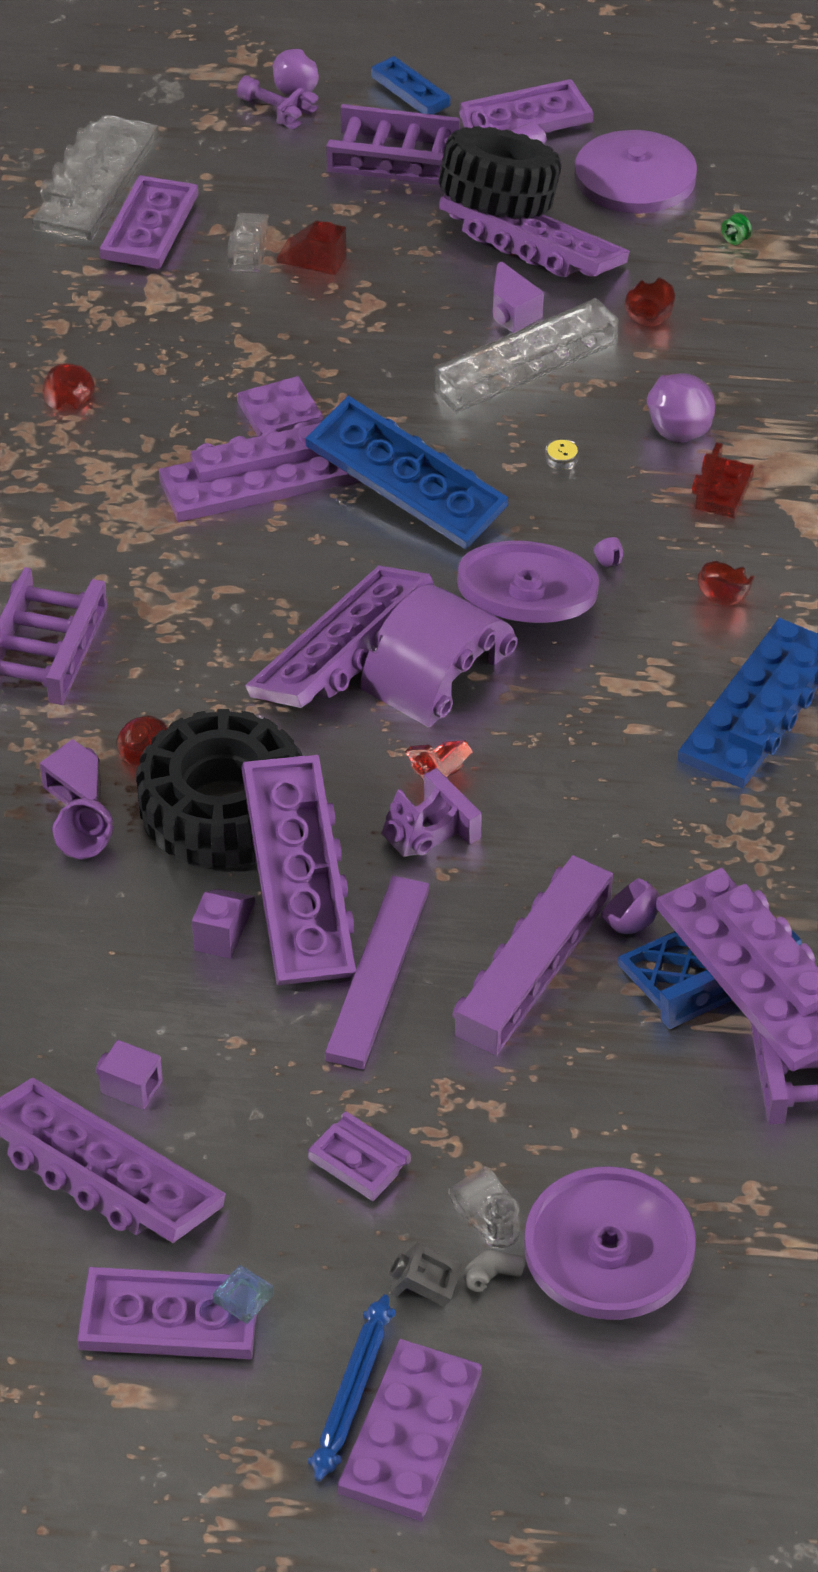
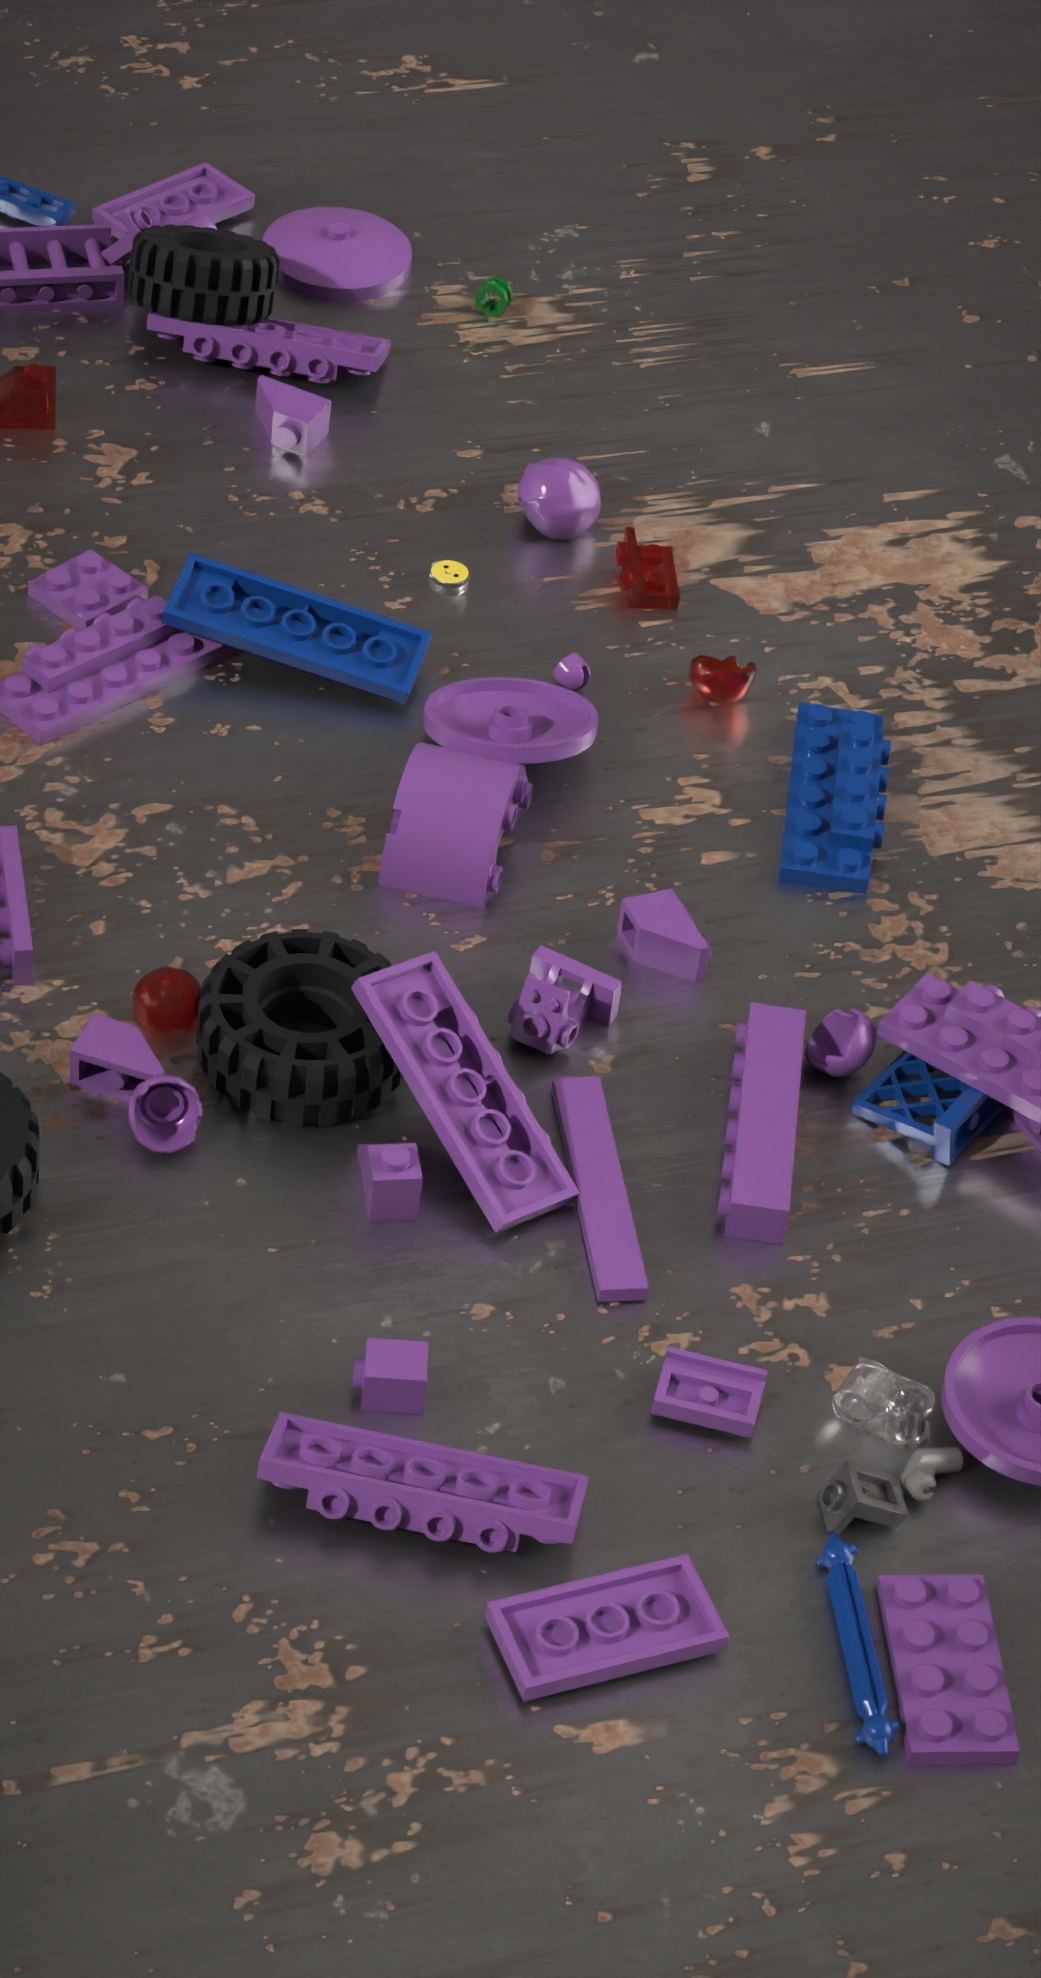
camera: 30 degrees left, 5 degrees down
(243, 1294) = (687, 1576): clear light blue tile -> none
(336, 643) = (333, 830): medium lavender plate -> none
(446, 757) = (522, 938): clear red bracket -> none
(525, 355) = (343, 476): clear brick -> none
(546, 782) = (663, 936): none -> medium lavender slope
(650, 302) = (452, 392): clear red hair -> none

